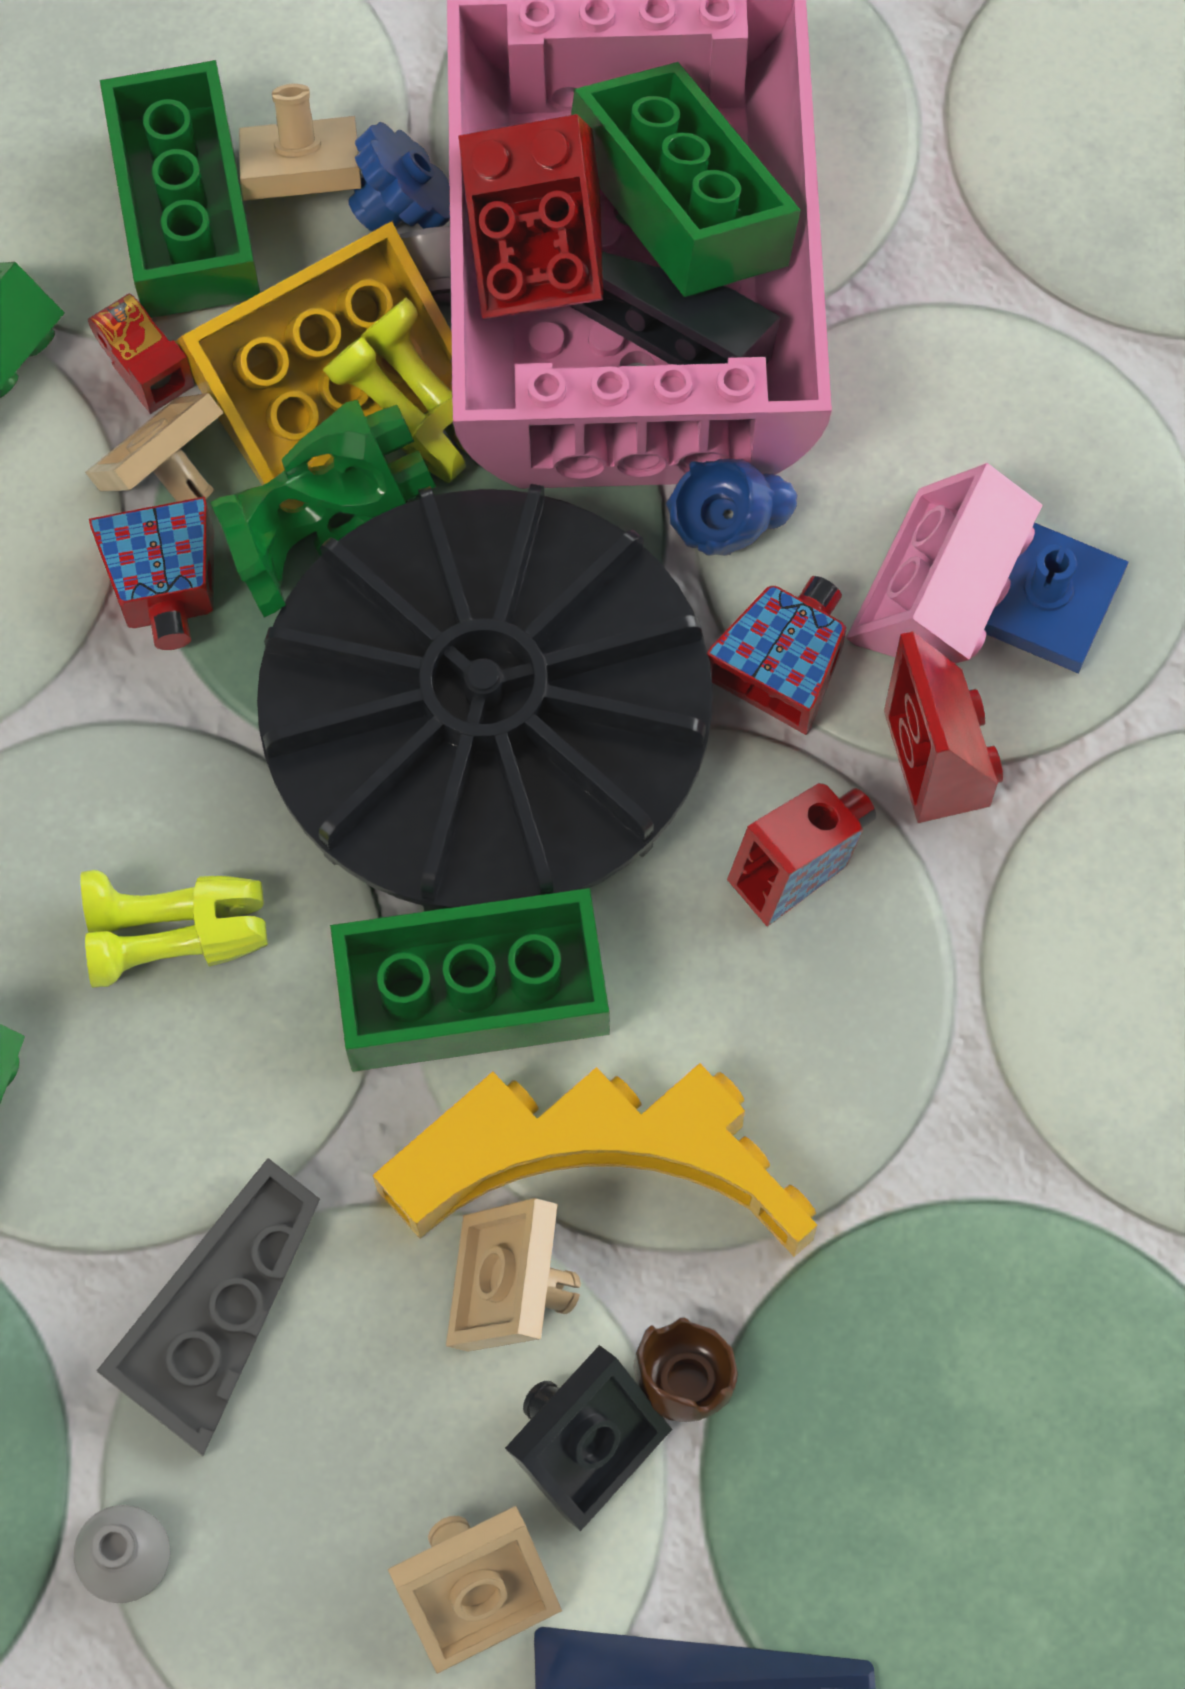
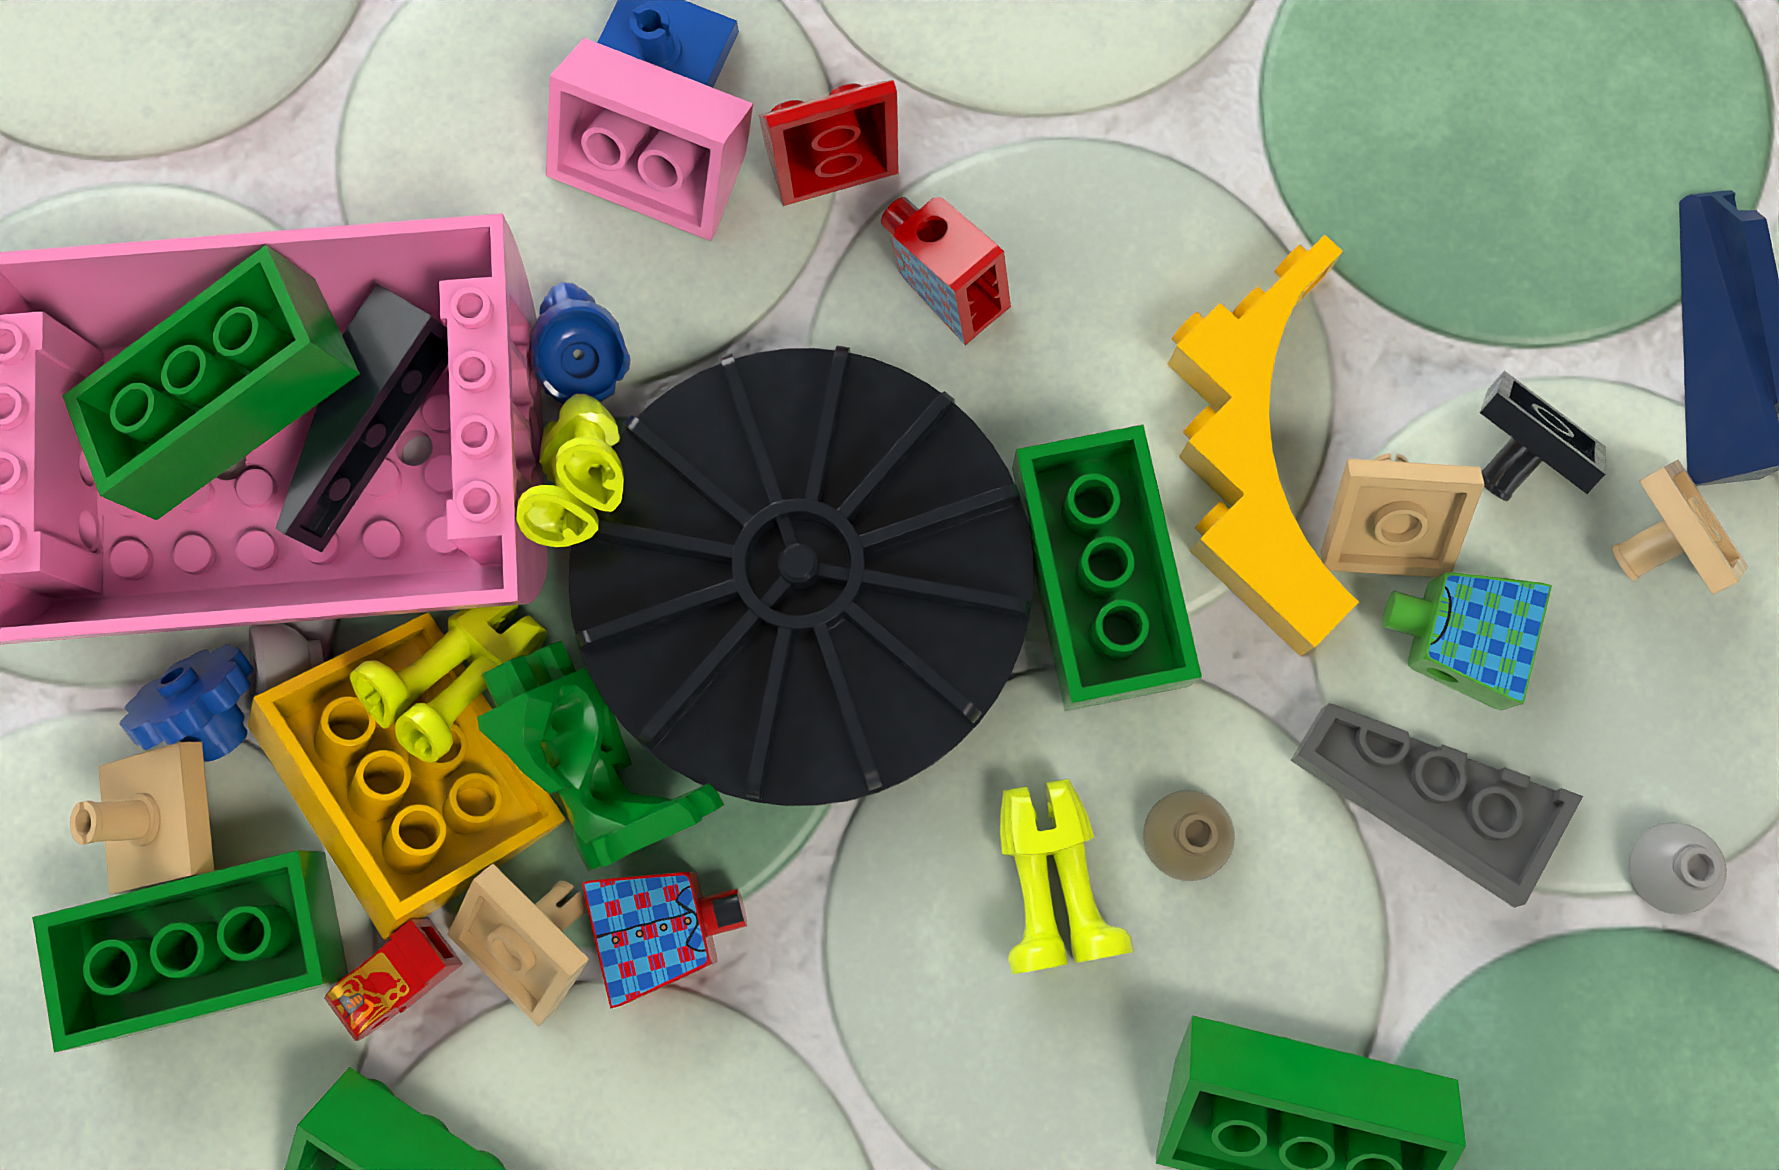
camera: 90 degrees left, 10 degrees up
(203, 1062) = (1188, 835): none -> dark tan brick
(381, 1353) = (1473, 633): none -> torso
(534, 215) = (263, 531): red slope -> none
(573, 483) = (585, 474): none -> neon yellow piece
(685, 1370) = (1461, 354): reddish brown hair -> none
(782, 652) = (735, 287): torso -> none

